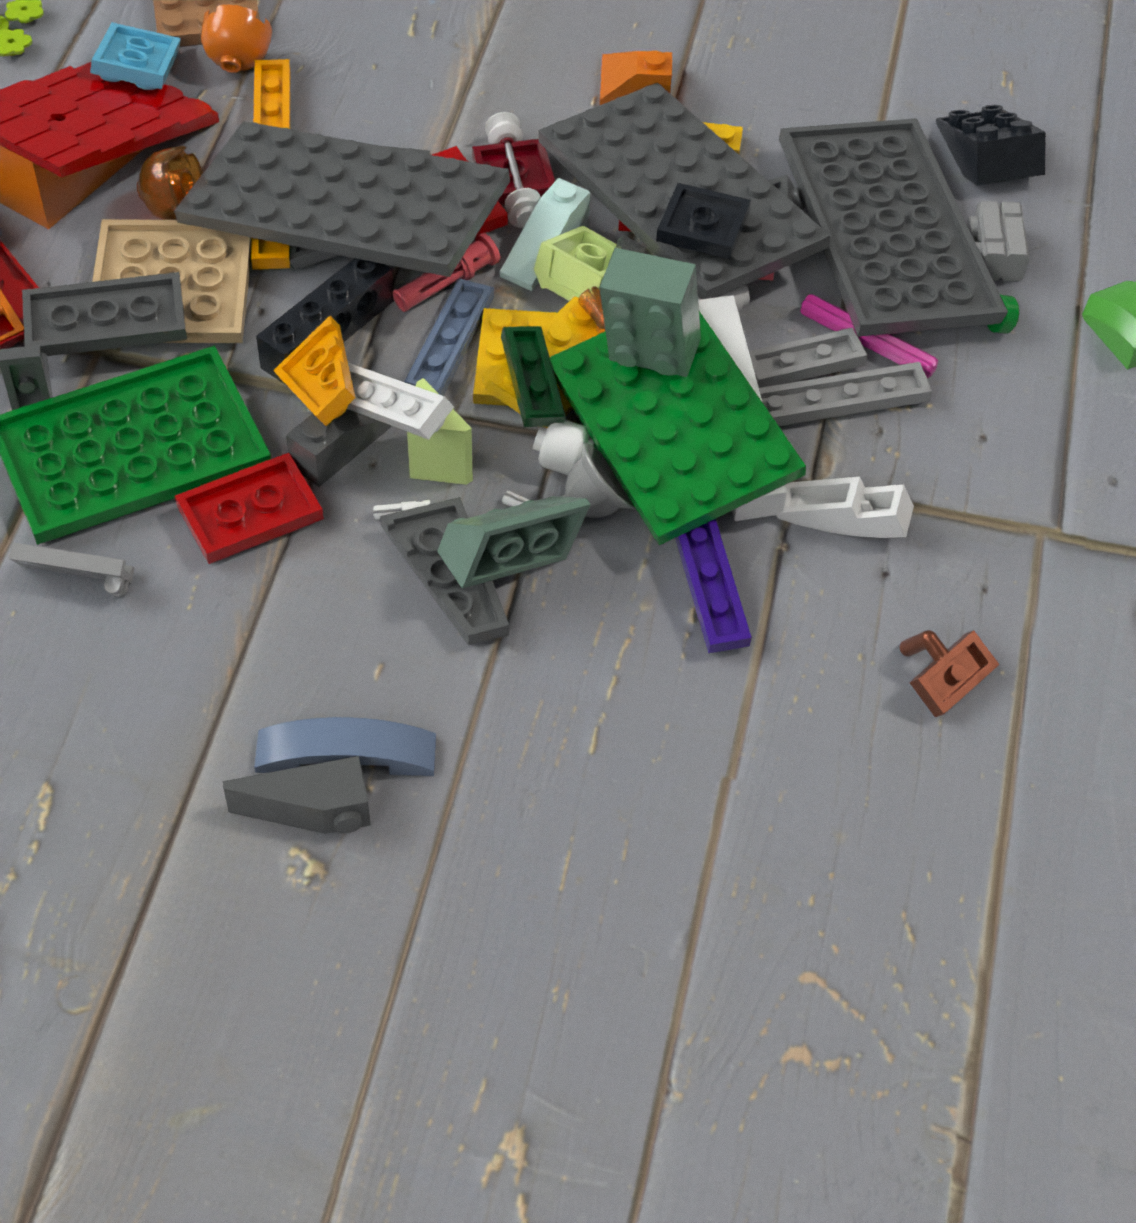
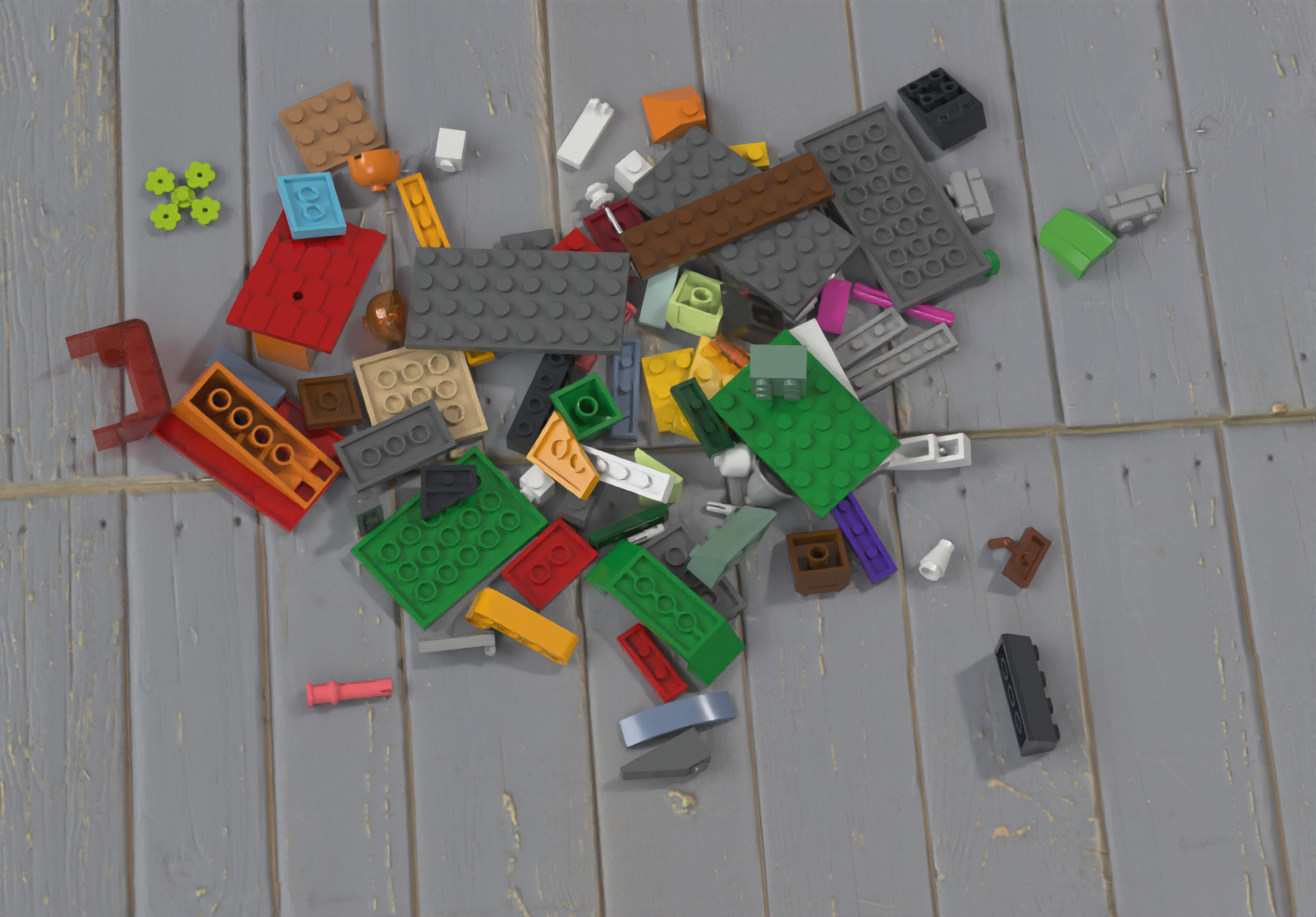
camera: 20 degrees left, 15 degrees up
(48, 253) = (329, 402): none -> reddish brown plate
(147, 375) = (446, 486): none -> black wing
(148, 538) = (522, 624): none -> light orange beam
(273, 410) = (536, 486): none -> white brick
(339, 47) = (450, 149): none -> white brick
(340, 666) = (652, 663): none -> red tile
(379, 487) = (629, 526): none -> dark green tile
(381, 333) = (587, 408): none -> green slope
(395, 606) = (667, 609): none -> green slope
(517, 72) = (585, 133): none -> white hinge
(554, 107) = (631, 171): none -> white brick
(634, 599) = (818, 561): none -> reddish brown slope
(655, 166) = (726, 216): none -> reddish brown plate
(703, 220) = (776, 260): black plate -> none
(770, 311) = (833, 306): none -> dark pink slope
(814, 644) = (936, 561): none -> white cone
(899, 856) = (1026, 694): none -> black slope

